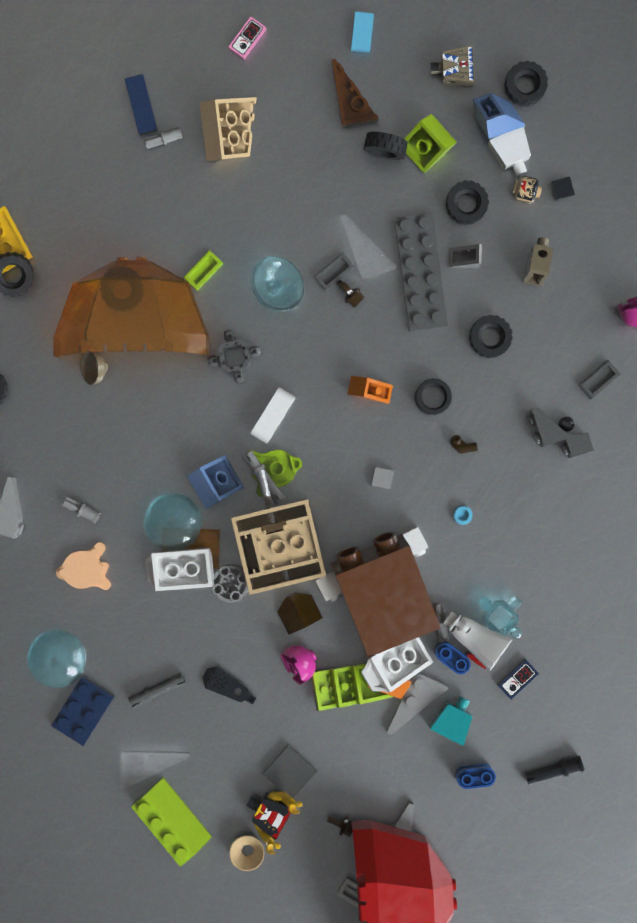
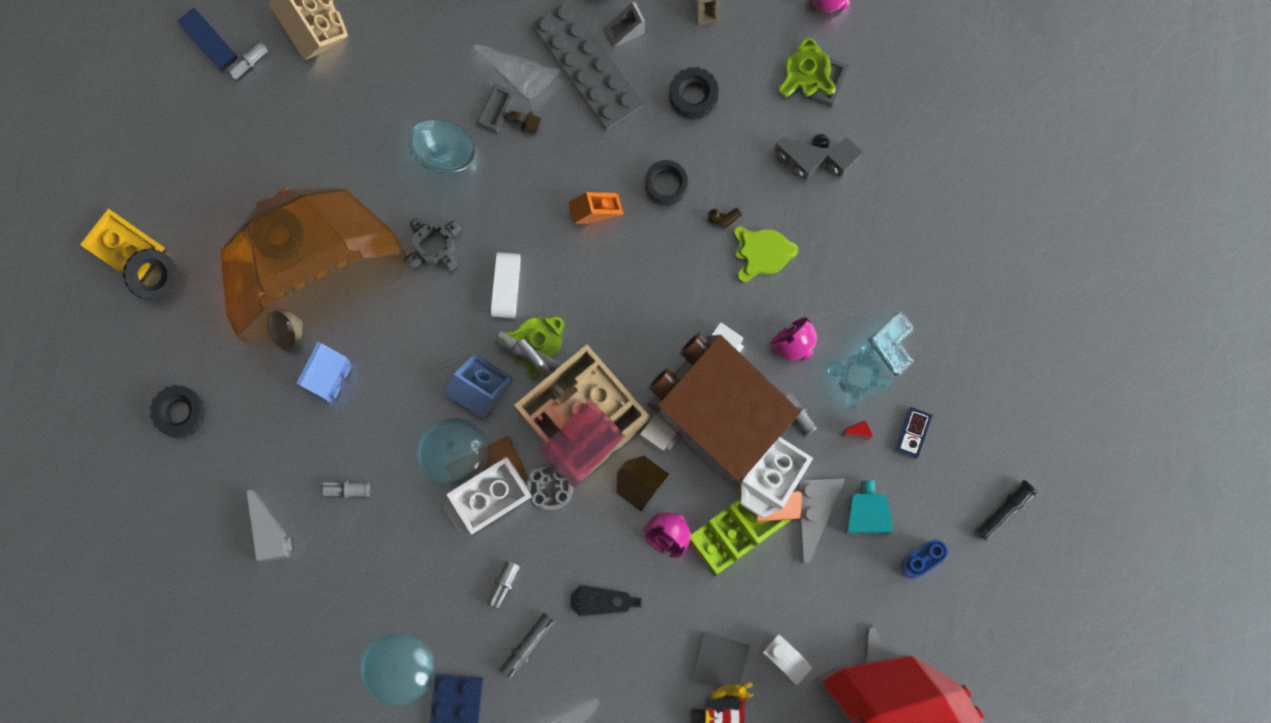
camera: 30 degrees left, 10 degrees down
(85, 569) = (381, 553): light nougat tile -> none
(105, 416) = (324, 373): none -> medium blue slope
(161, 637) = (503, 583): none -> light grey axle
(203, 270) = (356, 172): lime tile -> none
(265, 574) = (581, 443): none -> clear pink slope
(337, 794) = (786, 659): none -> white slope
(345, 826) = (813, 689): dark brown piece -> none
(382, 478) = (656, 293): light grey tile -> none
(452, 657) = (830, 443): blue brick -> none
(462, 515) = (761, 290): medium azure tile -> none
(466, 568) = (796, 341): none -> dark pink cylinder
(478, 639) = (854, 407): white piece -> none
(479, 486) = (763, 251): none -> lime tile
(534, 604) = (888, 341): none -> clear light blue plate
(587, 362) = (808, 70): none -> lime tile

